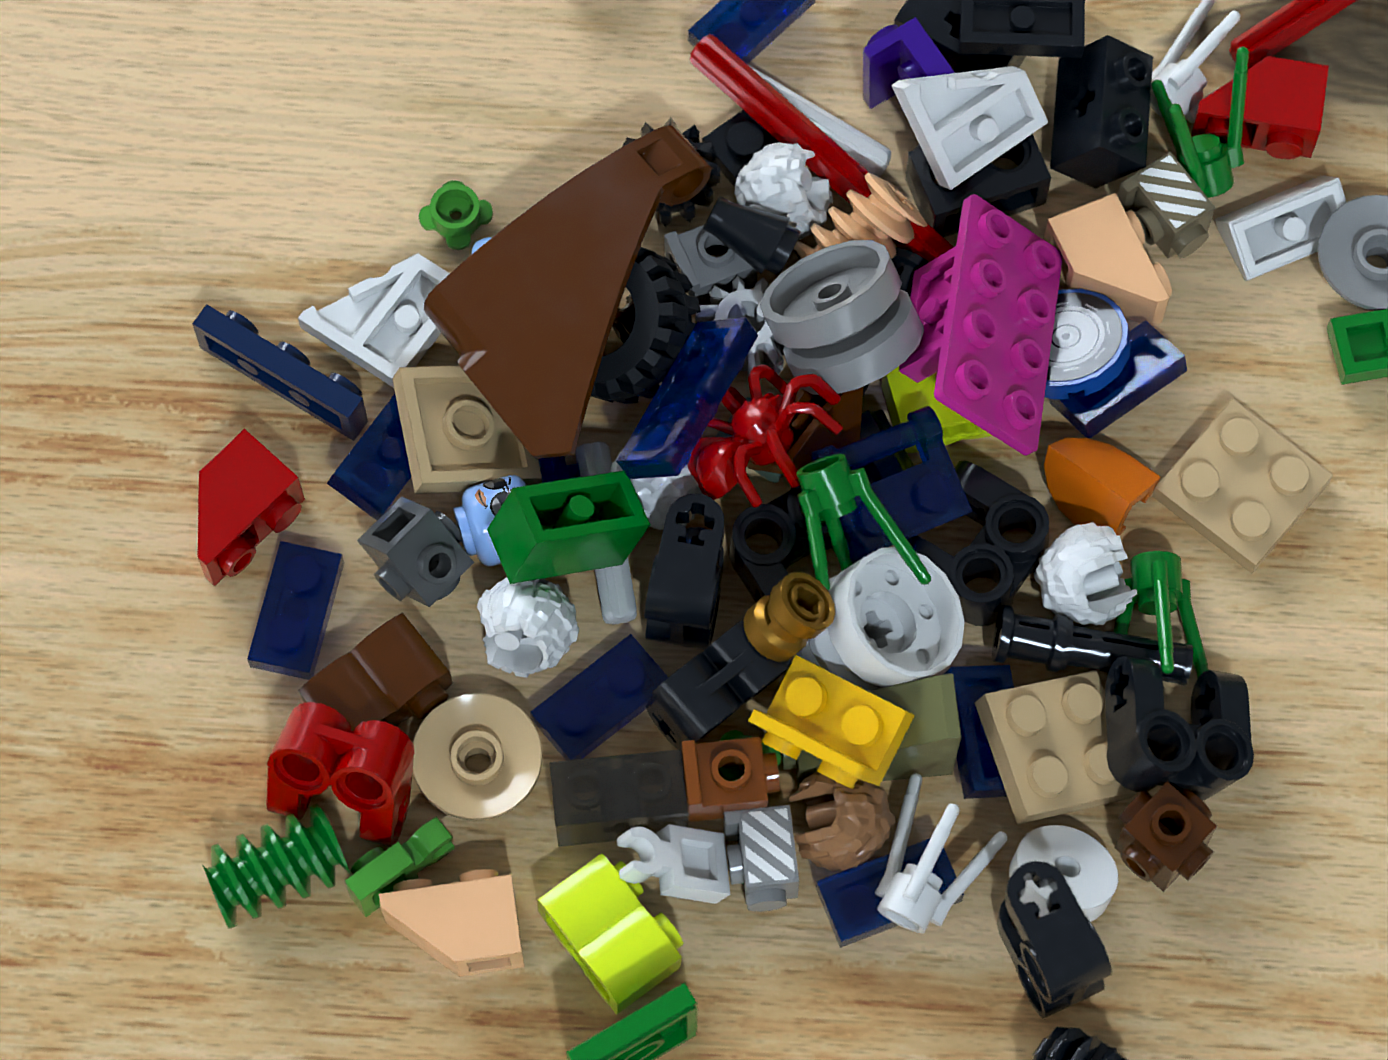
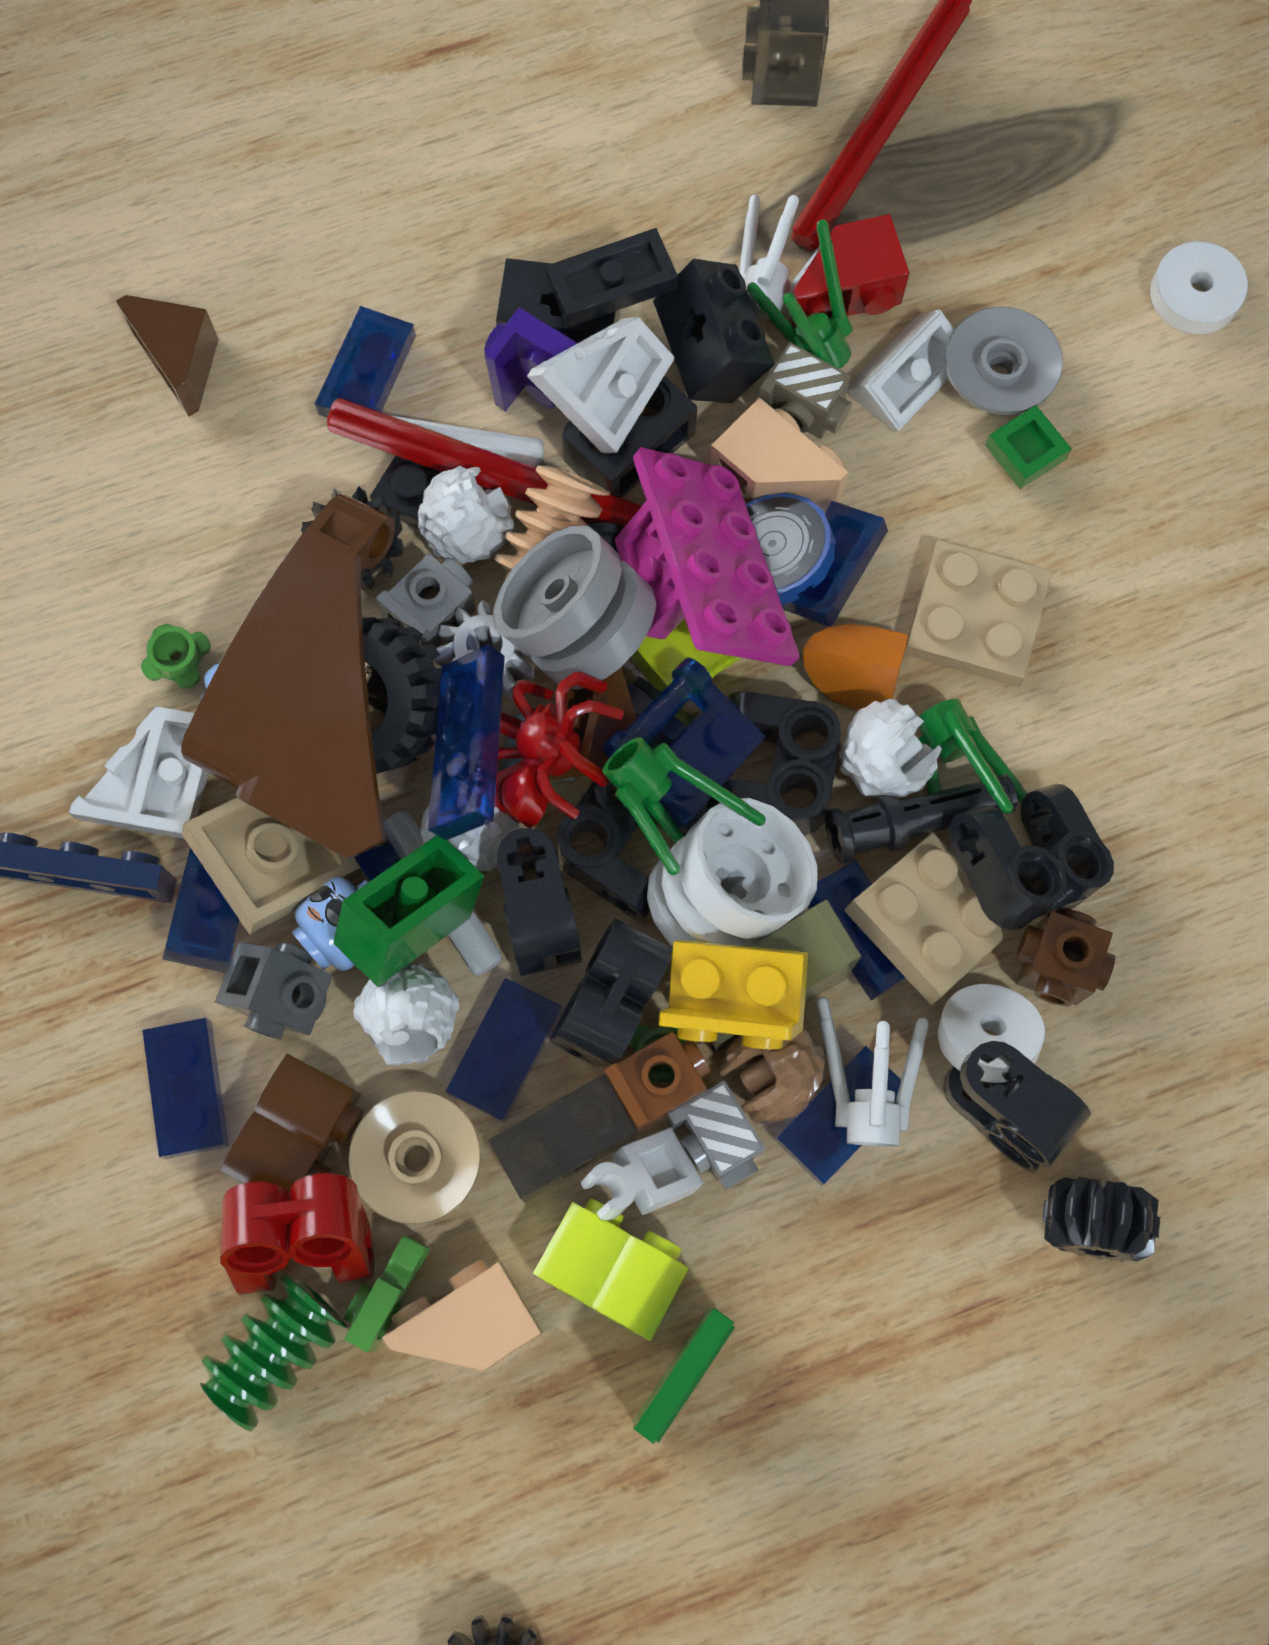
camera: 25 degrees left, 5 degrees up
(240, 502) = (87, 1012): red slope -> none
(753, 234) = (458, 564): black cone -> none
(789, 616) = (654, 910): pearl gold wheel -> none

